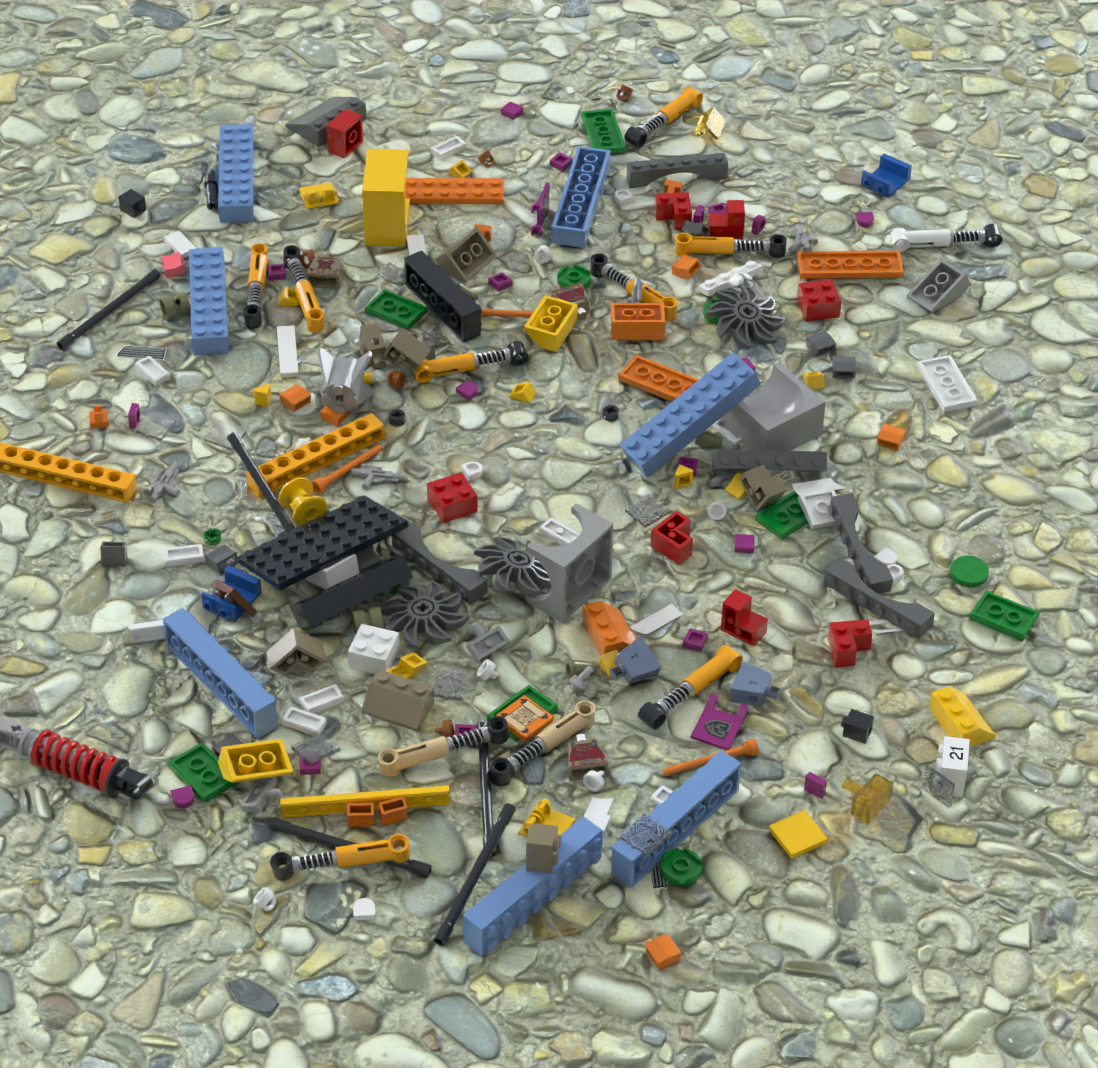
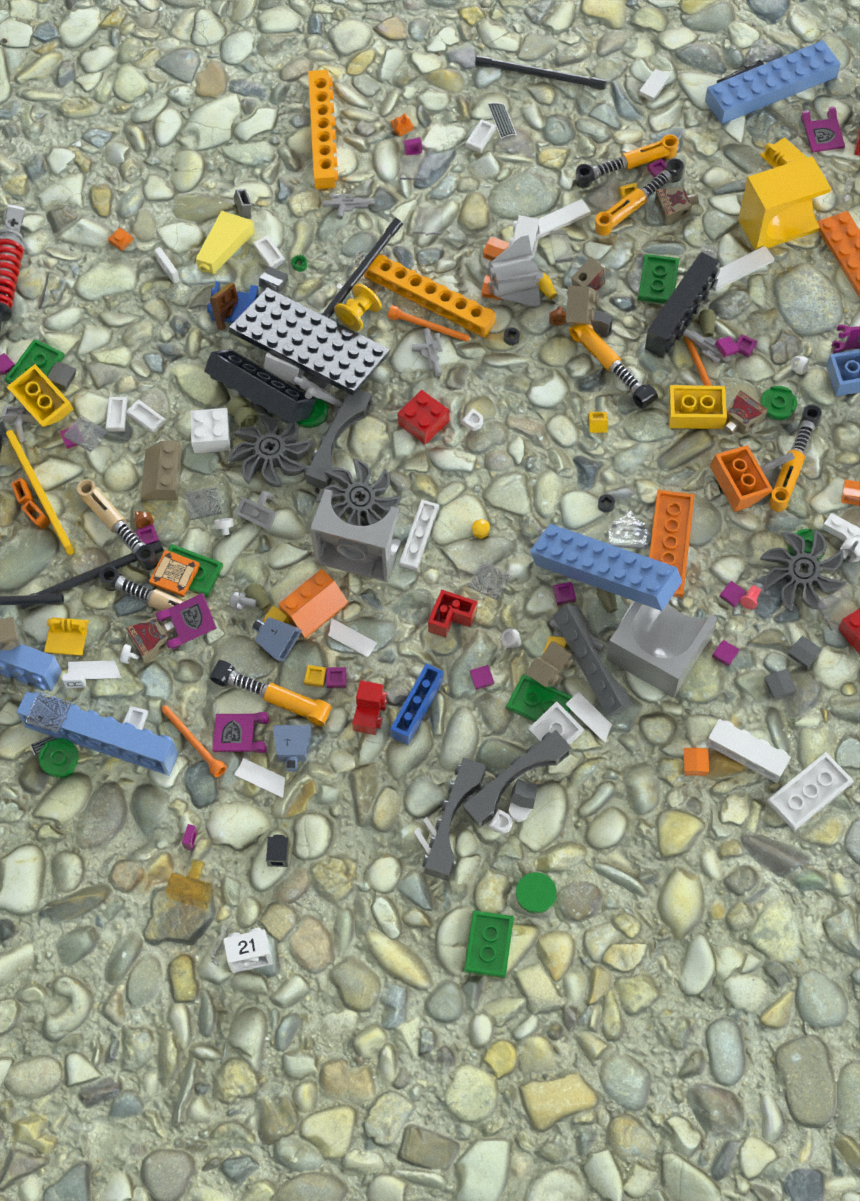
camera: 70 degrees right, 20 degrees up
(86, 662) = (120, 239): none -> orange plate
(132, 203) = (685, 27): black brick -> none
(148, 580) = (223, 241): none -> light yellow slope
(169, 307) = (564, 114): olive wheel -> none
(173, 265) = (622, 91): coral piece -> none
(208, 301) = (585, 135): medium blue brick -> none
(221, 673) = (132, 332): medium blue brick -> none
(262, 395) = (487, 226): yellow slope -> none
(295, 650) = (179, 375): dark tan brick -> none
(303, 367) = (524, 227): none -> white brick
(307, 165) = (825, 133): none -> magenta flag
(310, 255) = (688, 183): dark orange tile -> none
(379, 556) = (314, 390): none -> light grey piece
(408, 666) = (204, 464): yellow slope -> none
(431, 335) = (629, 320): light grey plate -> none
(466, 255) = (760, 304): dark tan slope -> none
(467, 390) = (577, 376): magenta tile -> none
(486, 231) = (799, 305): orange tile -> none
(493, 300) = (707, 345): none -> light grey piece
(498, 288) = (726, 346): none -> magenta tile
(588, 715) = (190, 620): none -> magenta flag
(591, 498) = (480, 528): none -> yellow tile
(647, 407) = (628, 532): none -> clear slope
(683, 477) = (541, 593): yellow slope -> none
(686, 654) = (315, 676): none -> yellow tile
(749, 580) = (417, 704): none -> blue brick
(755, 357) = (749, 600): none -> coral piece
(771, 723) = (261, 777): none -> white sticker
(790, 311) = (836, 607): none -> clear piece
(798, 834) = (130, 841): yellow tile -> none
(814, 380) = (748, 664): yellow slope -> none
(846, 639) = (383, 804): red brick -> none
(878, 544) = (523, 794): none -> dark grey piece
(896, 402) = (748, 750): none -> white brick
(959, 716) = (327, 942): yellow slope -> none

